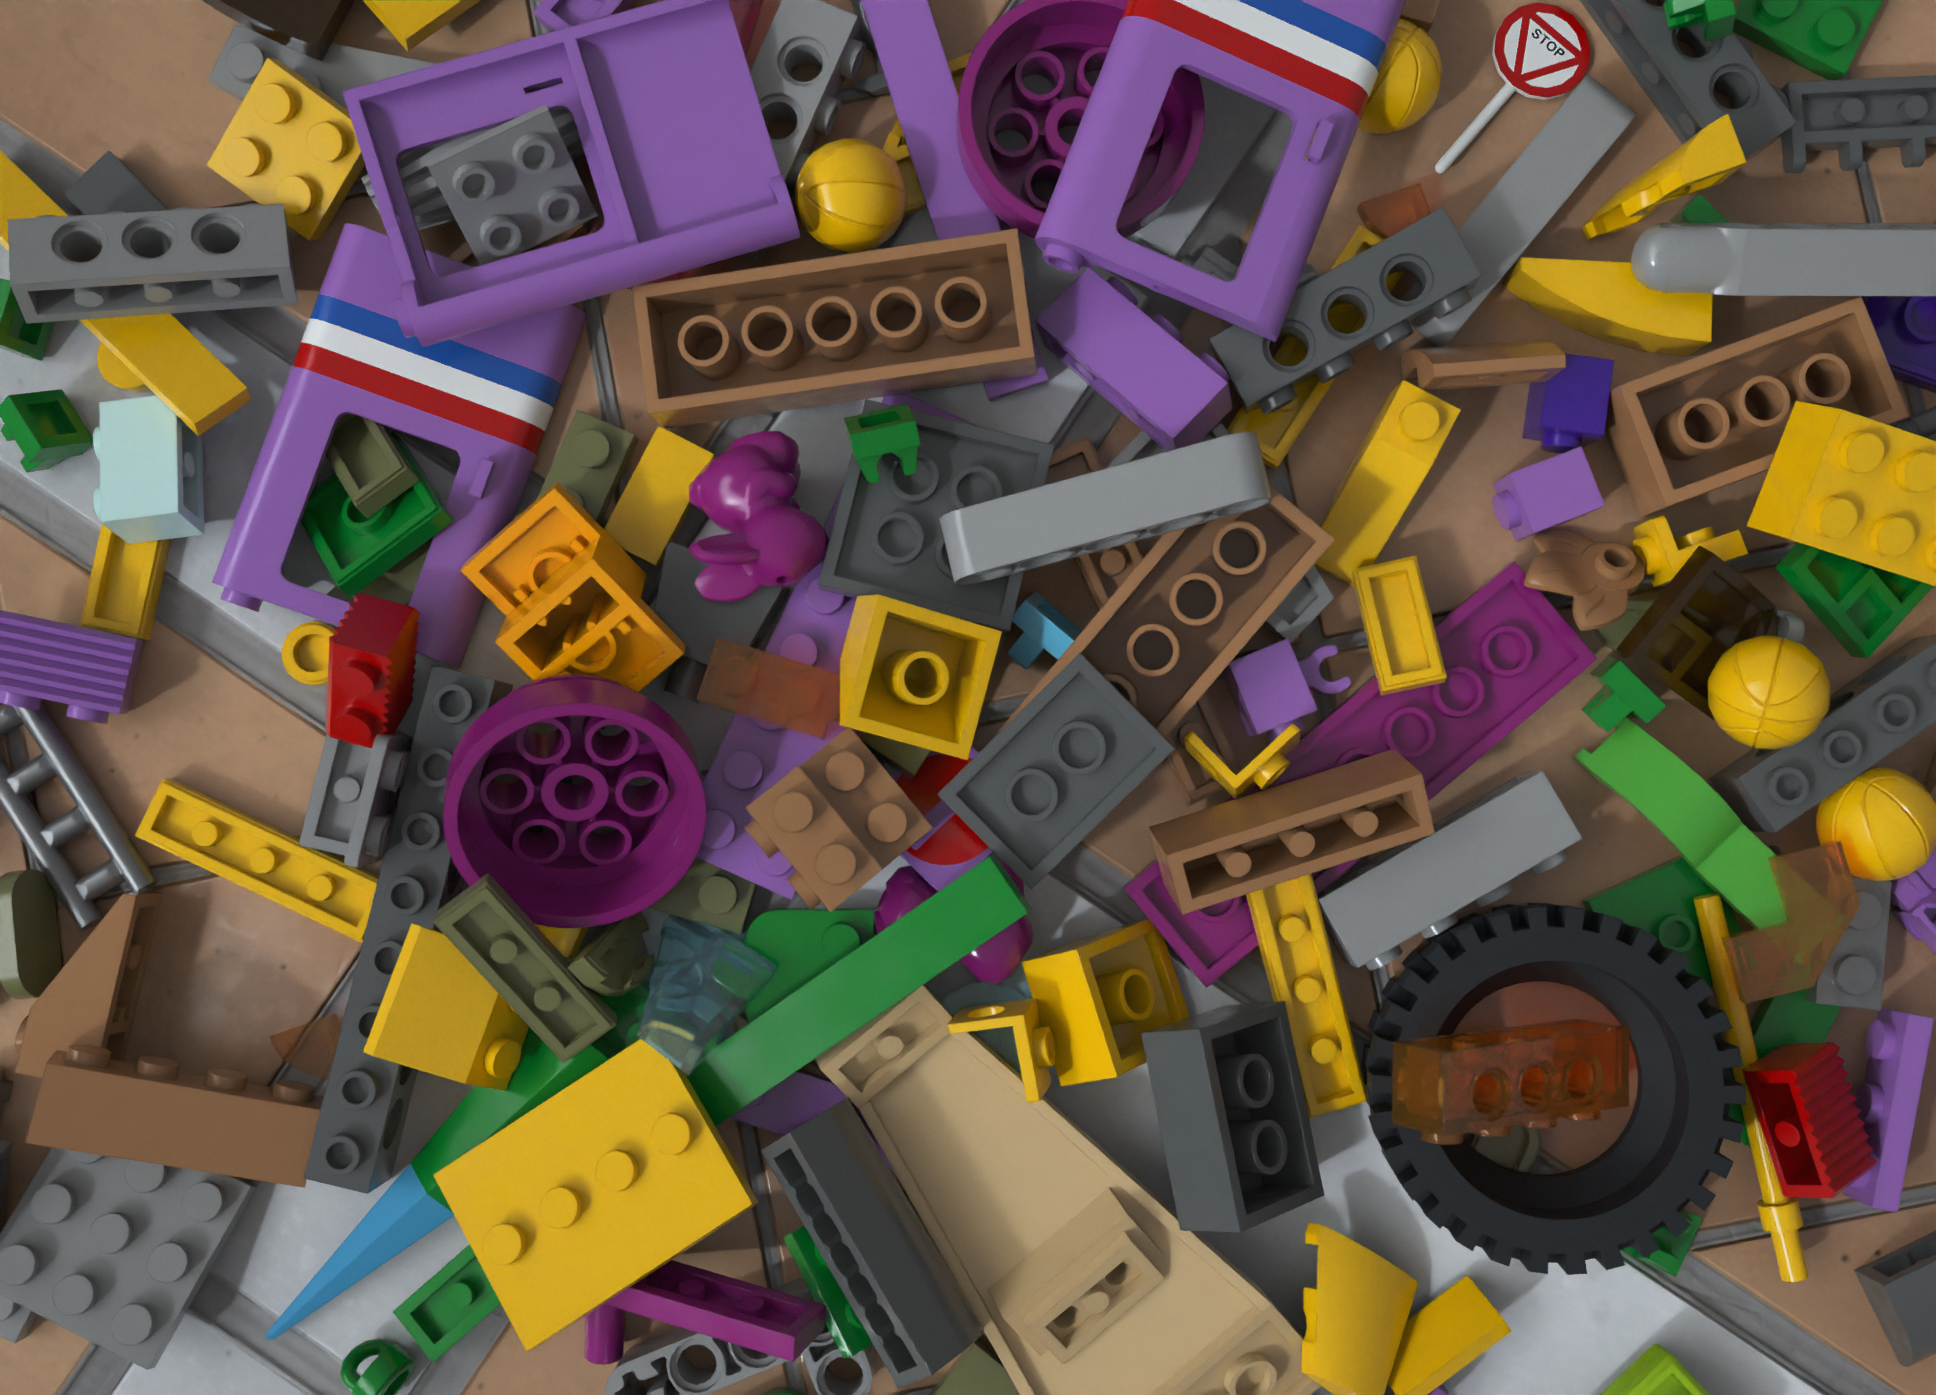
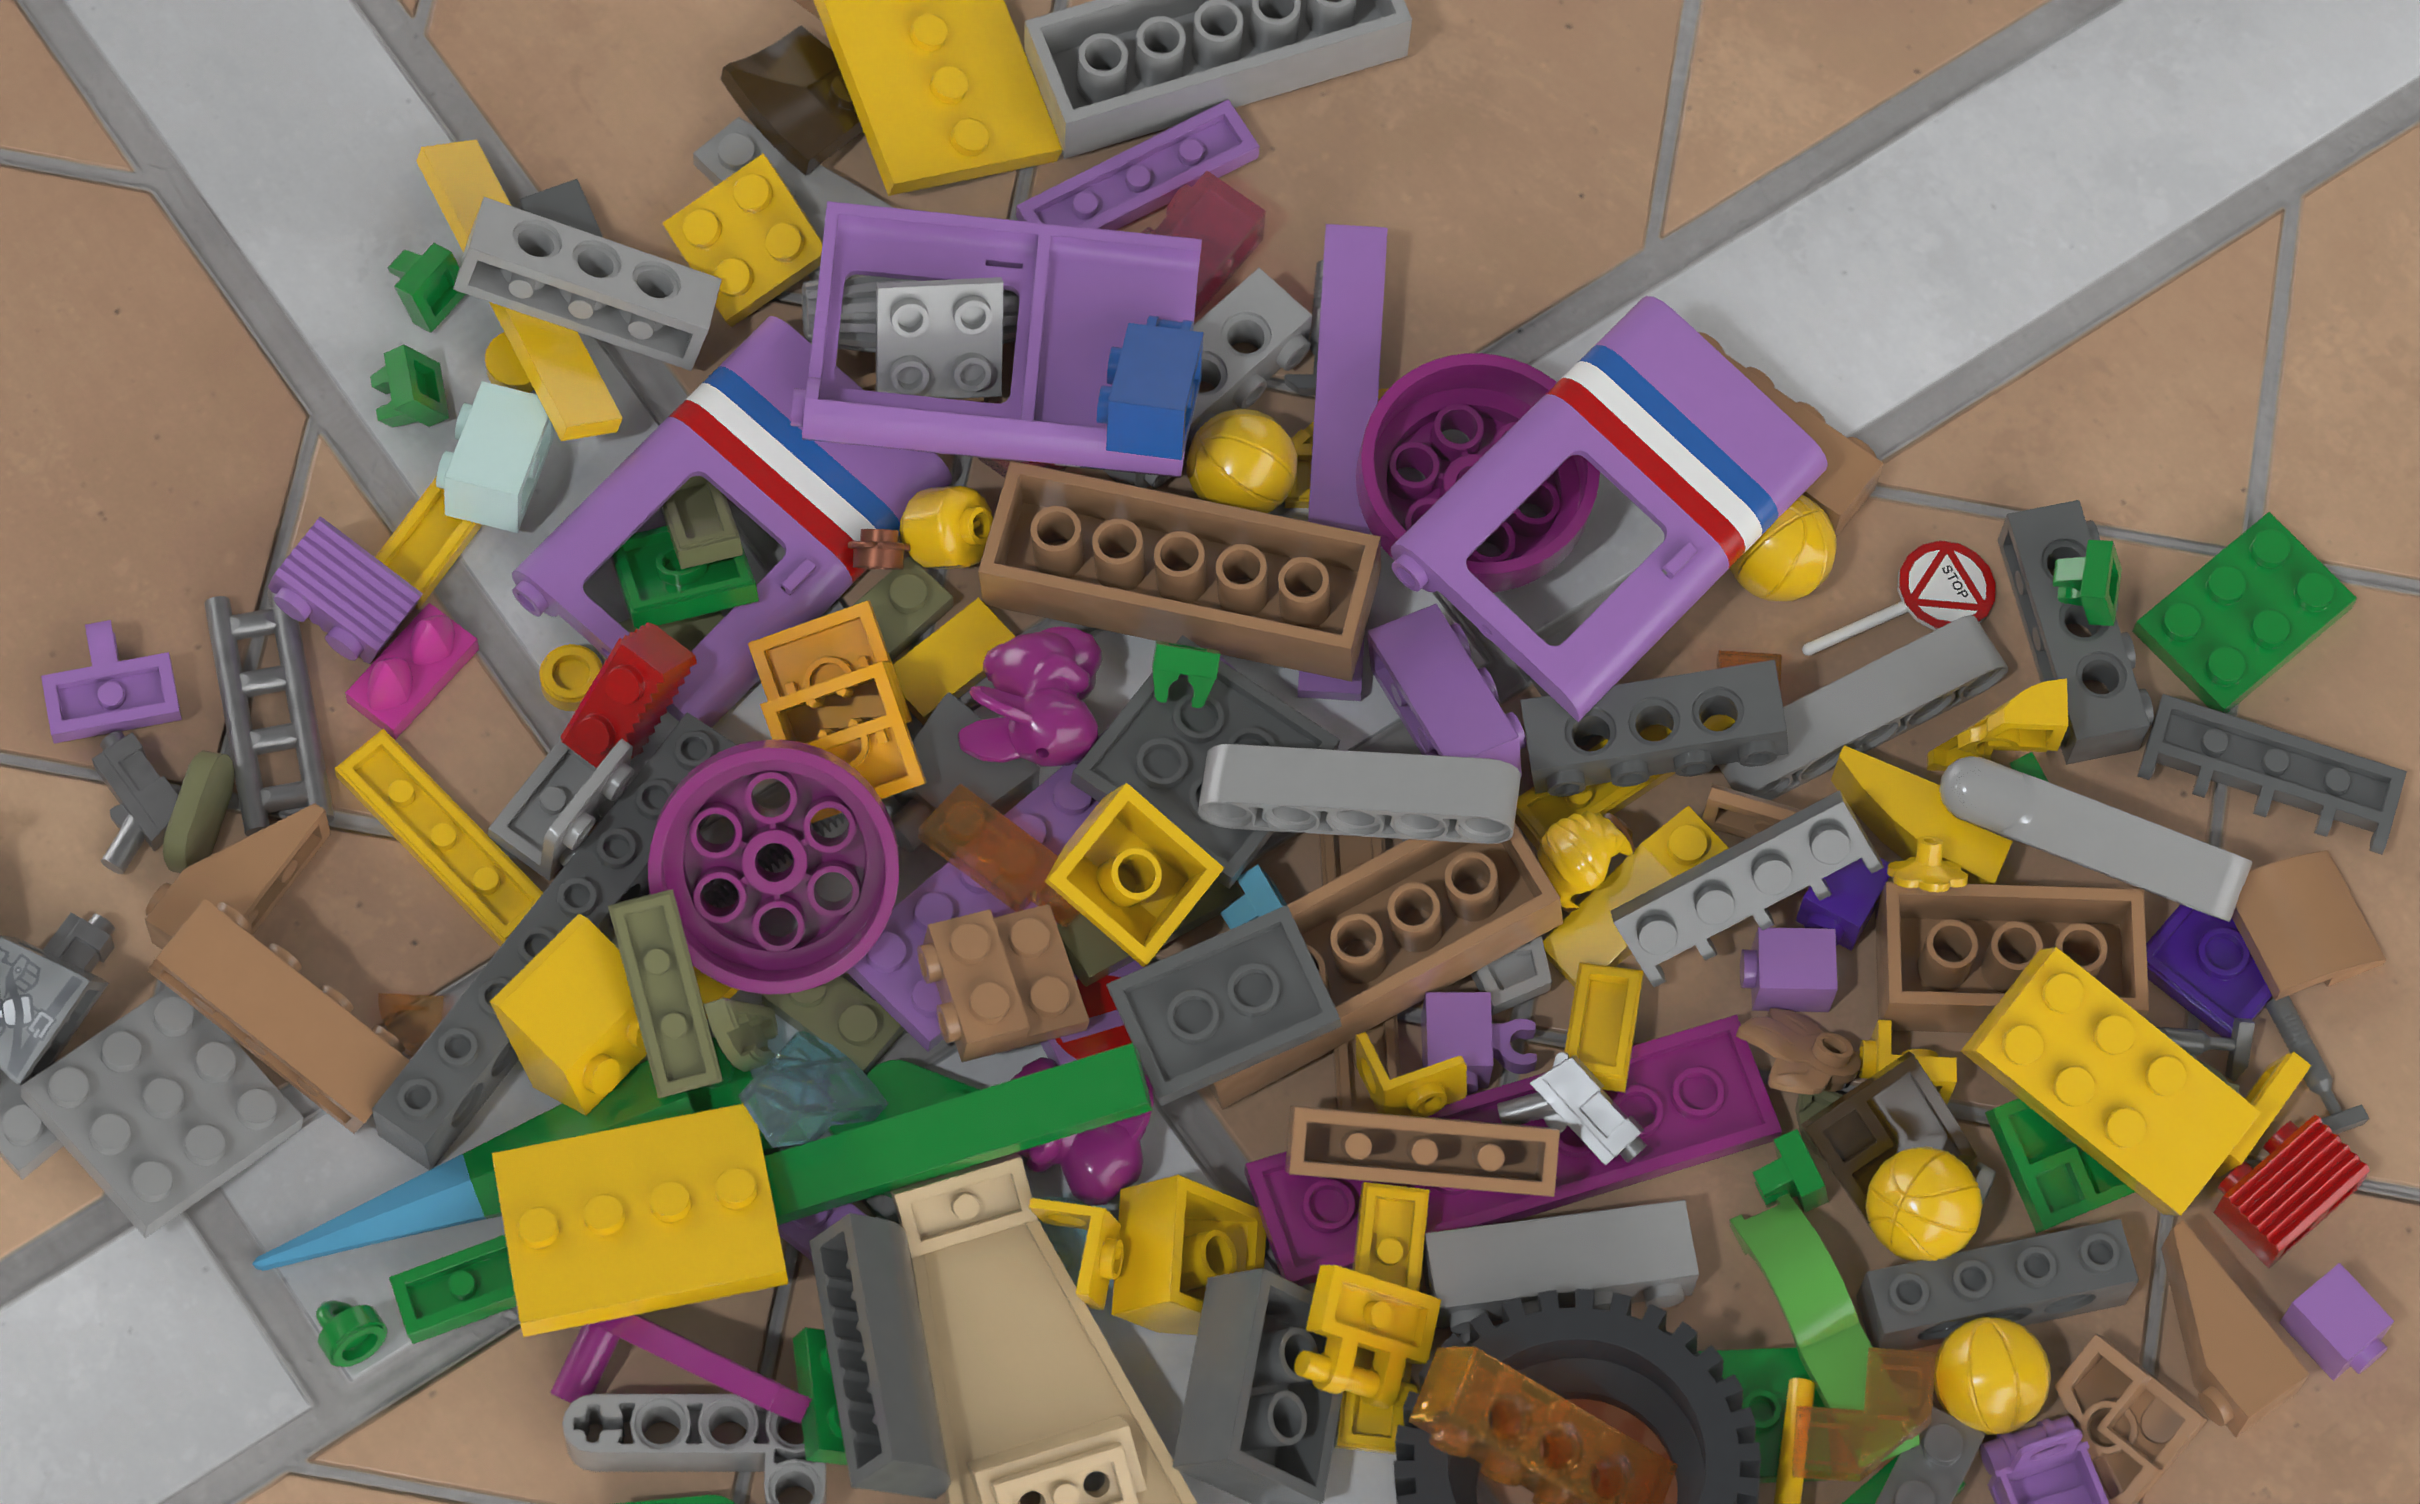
camera: 15 degrees right, 20 degrees down
(166, 707) = (412, 670): none -> dark pink tile
(545, 421) = (878, 550): none -> copper plate
(599, 371) = (946, 527): none -> yellow head
(738, 164) = (1152, 388): none -> blue brick
(1305, 1017) = (1370, 1315): none -> yellow plate
(1322, 467) = (1579, 851): none -> yellow hair
(1408, 713) = (1575, 1098): none -> piece
(1493, 442) = (1743, 884): none -> hinge
(1653, 358) = (1928, 869): none -> yellow plant

